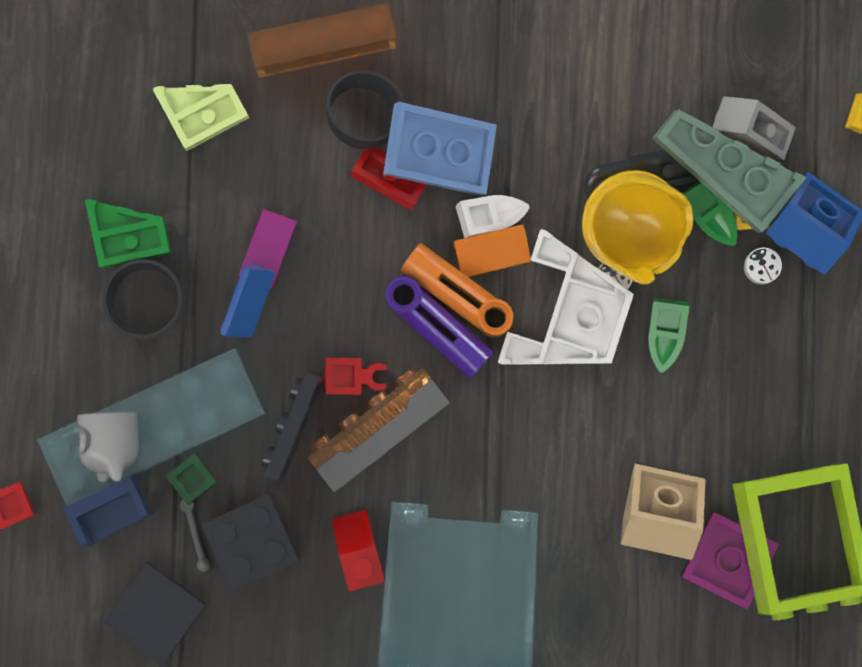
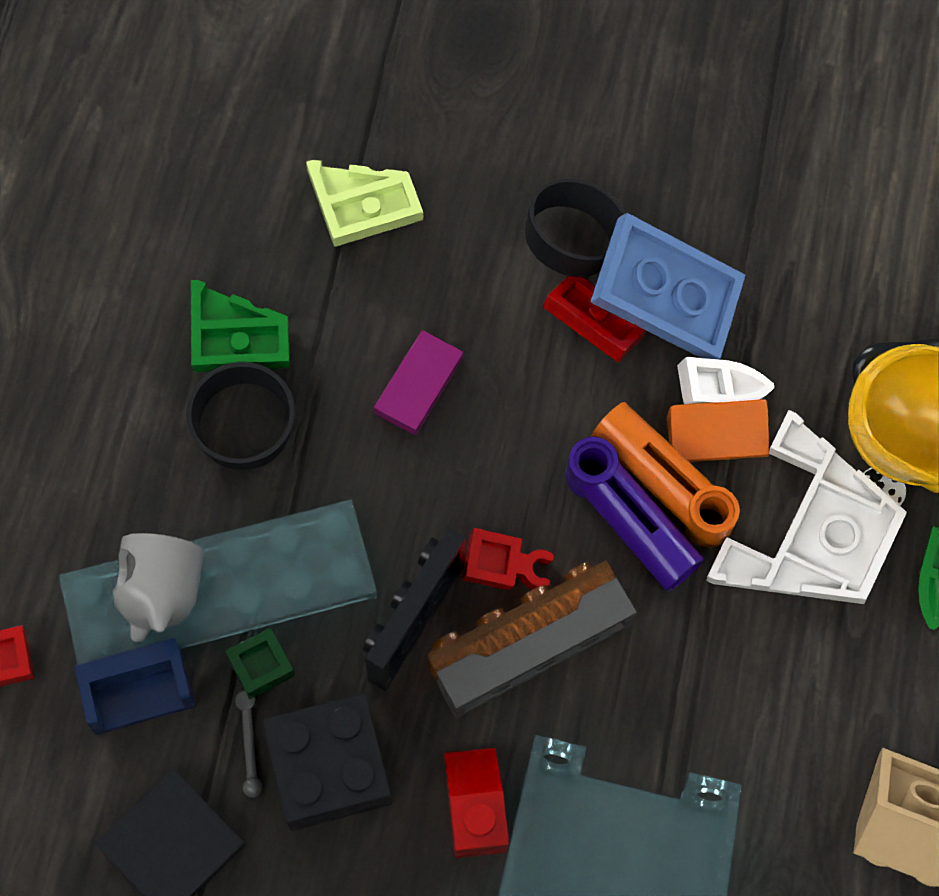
camera: 10 degrees right, 15 degrees down
(247, 301) = (380, 439): blue slope -> none
(322, 40) = (535, 138): clear orange brick -> none

